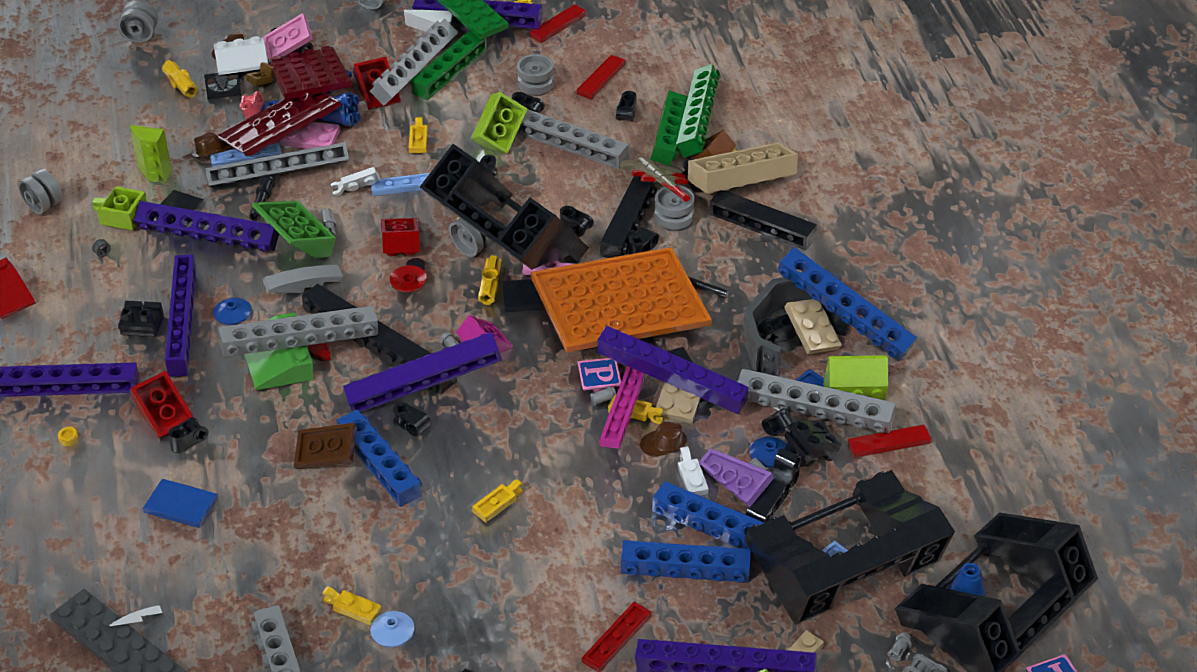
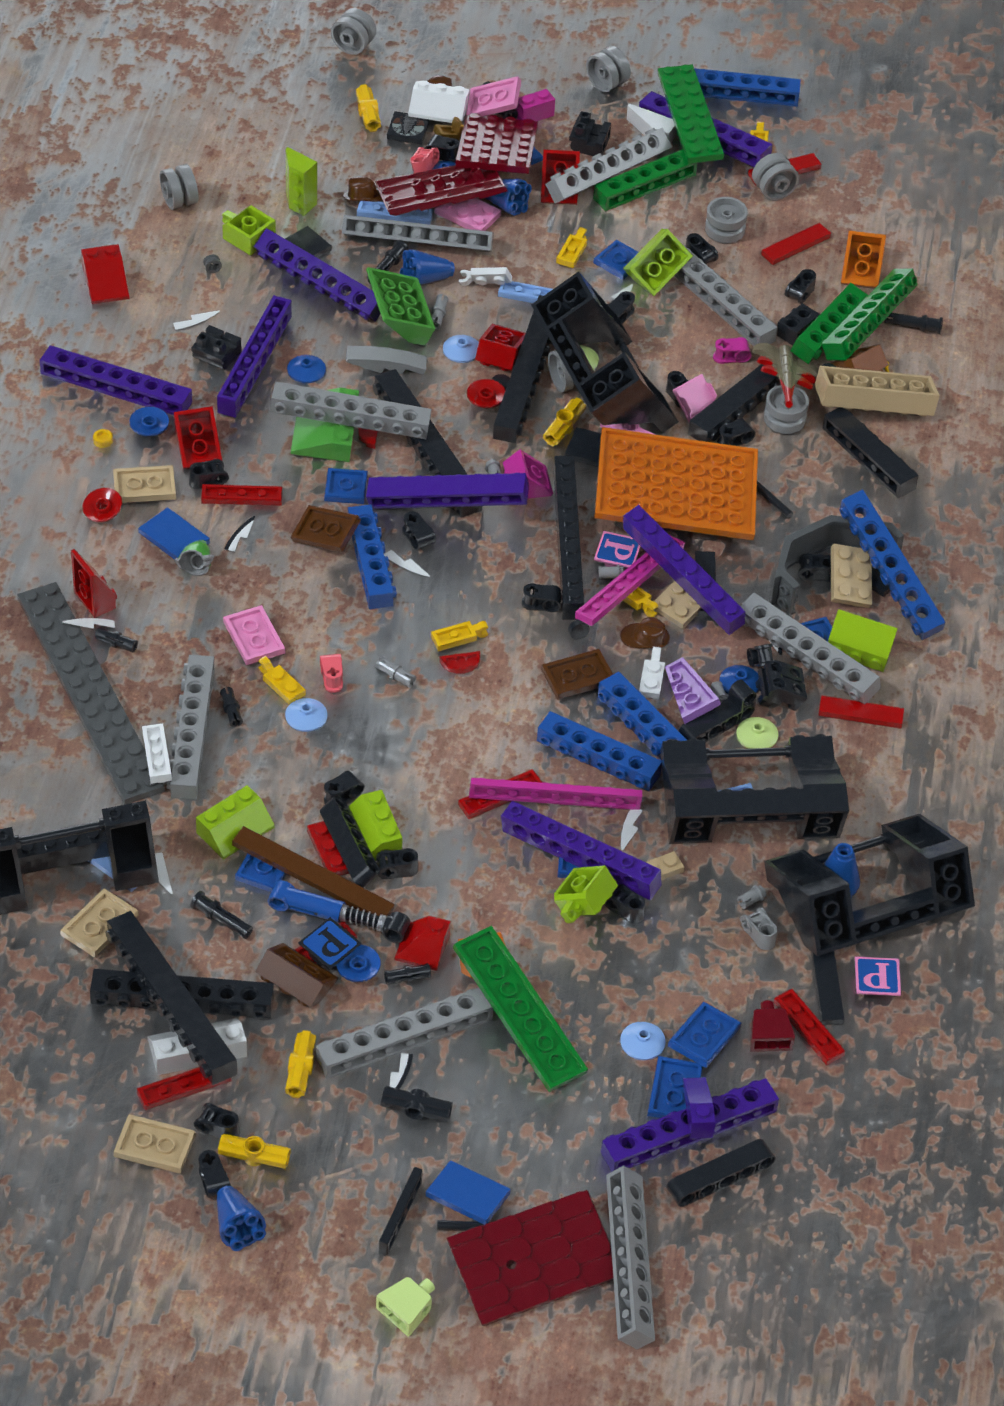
camera: 20 degrees right, 5 degrees up
(96, 491) = (99, 499): none -> red dish
(107, 405) = (149, 421): none -> blue dish
(108, 300) = (197, 318): none -> white sticker
(124, 581) = (91, 587): none -> red slope
(129, 465) = (145, 483): none -> tan plate
(185, 623) = (127, 643): none -> black pin
(214, 517) = (195, 558): none -> light grey hat
(227, 443) = (241, 495): none -> red tile
(244, 476) = (242, 531): none -> sticker
(265, 89) = (445, 146): none -> black piece
(299, 189) = (426, 266): none -> blue cone
(304, 570) = (254, 635): none -> bright pink plate
(316, 648) = (231, 707): none -> black pin
(321, 401) = (346, 486): none -> blue tile
(326, 34) = (536, 106): none -> dark pink slope
(364, 249) = (460, 348): none -> light blue dish
(383, 44) = (588, 136): none -> black hips
(397, 578) = (332, 672): none -> coral piece
(414, 453) = (408, 564): none -> white sticker
(435, 252) = (522, 382): none -> black brick
(457, 556) = (395, 672): none -> light grey pin
(459, 133) = (615, 258): none -> blue tile
(512, 526) = (460, 663): none -> red tile
(550, 379) = (568, 536): none -> black brick
(556, 439) = (544, 597): none -> black piece
(557, 29) = (775, 176): none -> light grey wheel
(592, 222) = (694, 396): none -> bright pink piece
(600, 175) = (733, 350): none -> dark pink piece
(603, 456) = (578, 629): none -> black tile
(625, 497) = (576, 673): none -> reddish brown plate
(642, 137) = (795, 323): none -> black brick
(664, 70) = (863, 259): none -> orange slope
(669, 617) = (555, 793): none -> dark pink plate
(742, 105) = (923, 322): none -> black pin
(751, 626) = (628, 829): none -> white sticker
(812, 493) = (757, 733): none -> yellowish green dish

